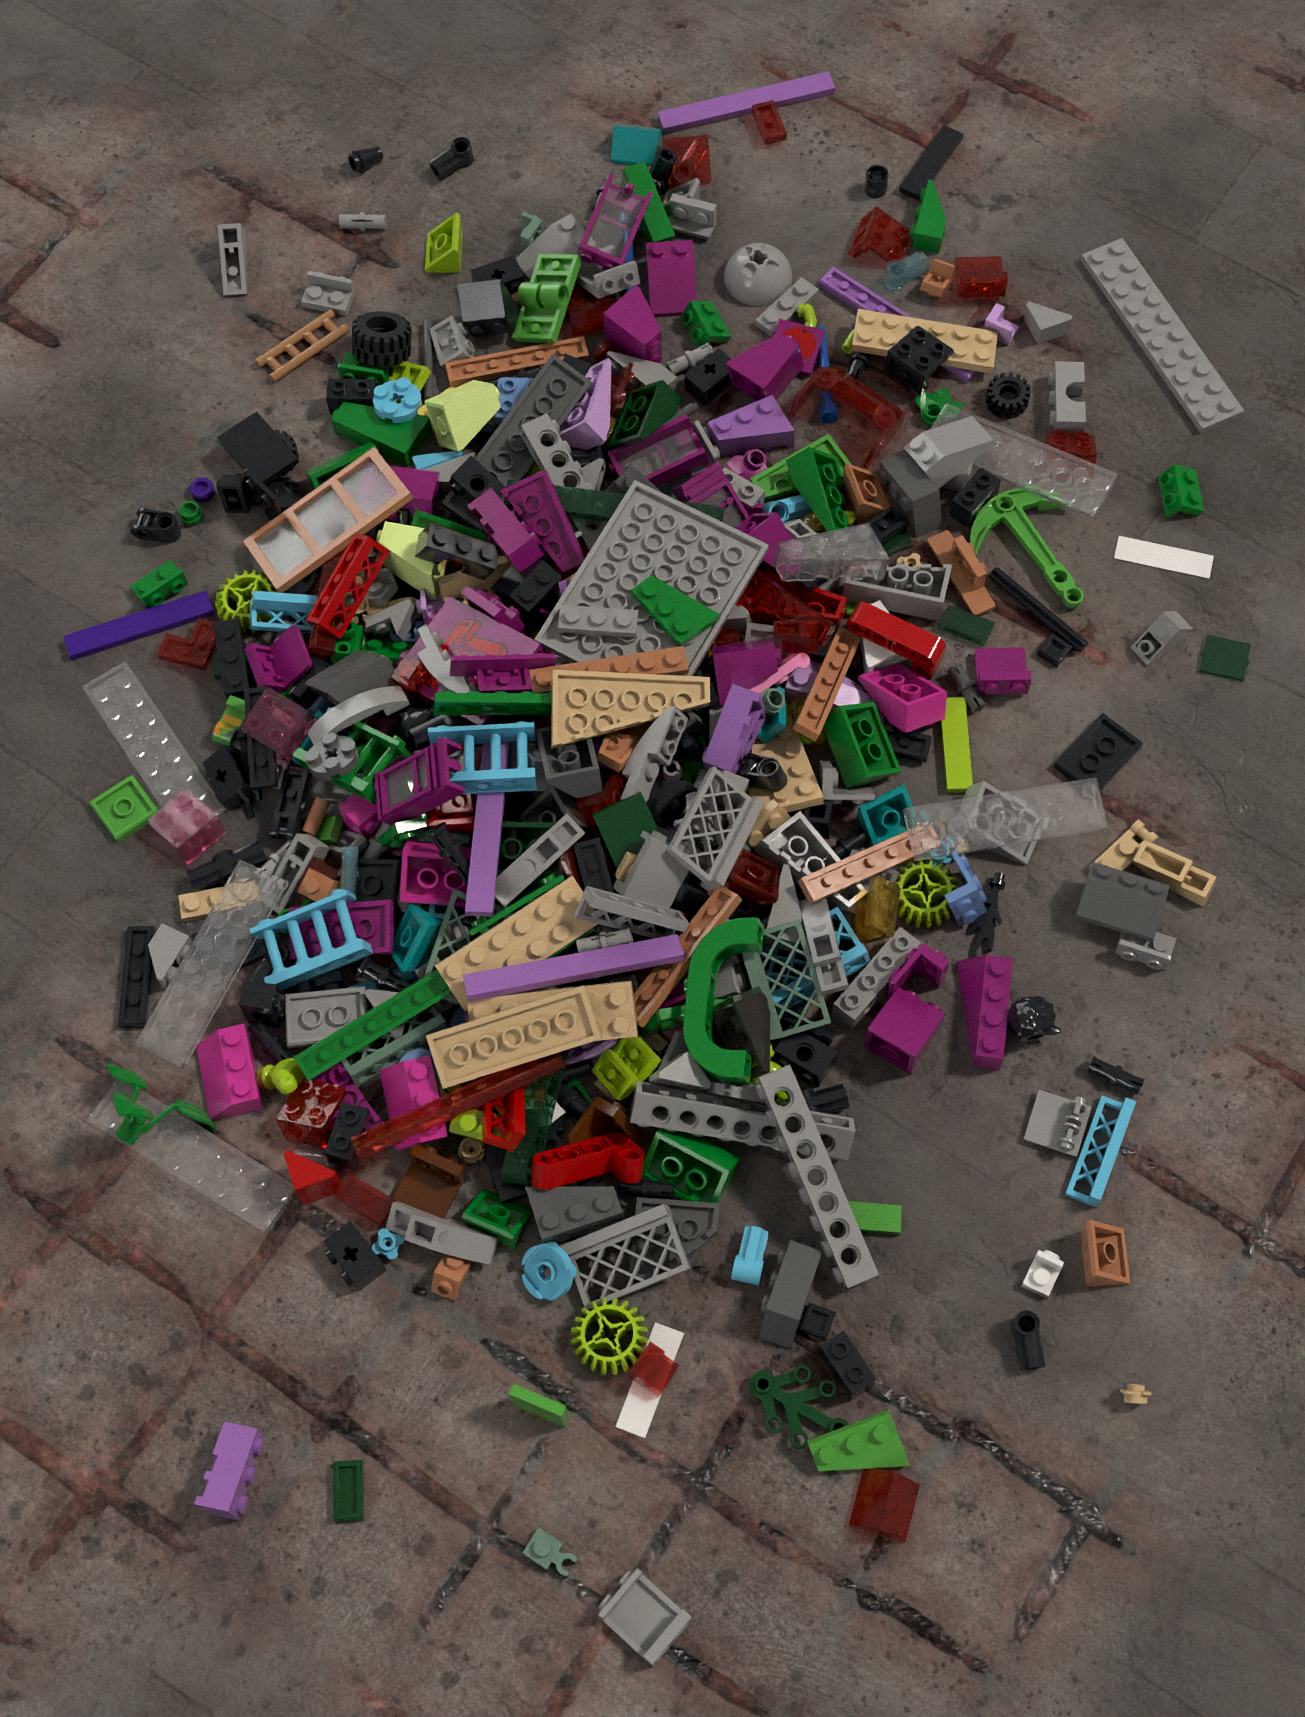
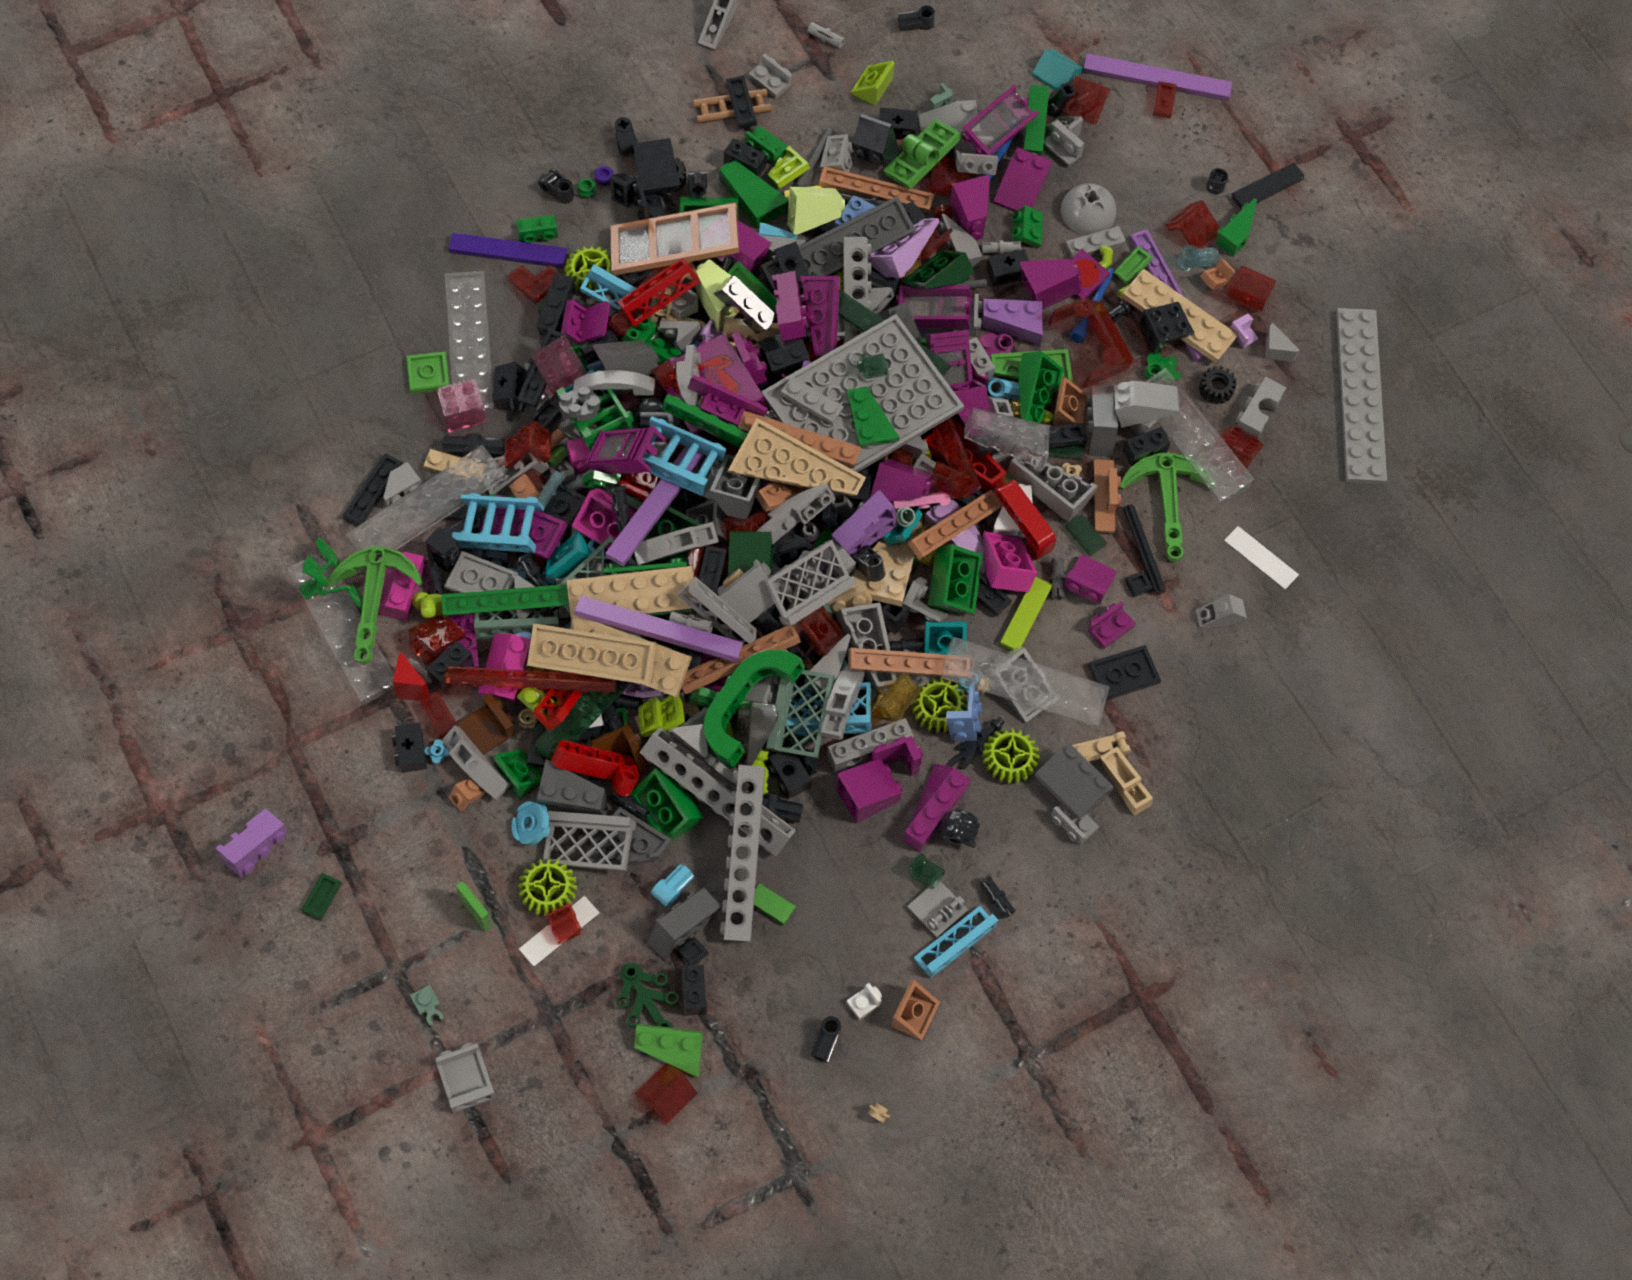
camera: 20 degrees right, 0 degrees up
(202, 434) = (625, 135): none -> black piece
(202, 1079) = (374, 582): none -> bright green piece
(227, 727) = (526, 350): bright green leg -> none
(292, 827) = (530, 439): none -> clear red bracket
(312, 336) = (741, 102): none -> black tile
(314, 447) = (697, 183): none -> black piece
(381, 339) = (787, 127): black tyre -> none
(393, 390) = (772, 168): medium azure plate -> none
(643, 549) = (872, 365): none -> clear green bracket
(842, 312) = (1133, 265): none -> bright green tile
(1021, 1088) = (925, 871): none -> clear green bracket
(1029, 891) = (993, 756): none -> lime gear
(1054, 710) = (1110, 625): none -> magenta bracket
(1180, 491) = (1302, 516): green bracket -> none
(1225, 658) = (1260, 651): clear green piece -> none

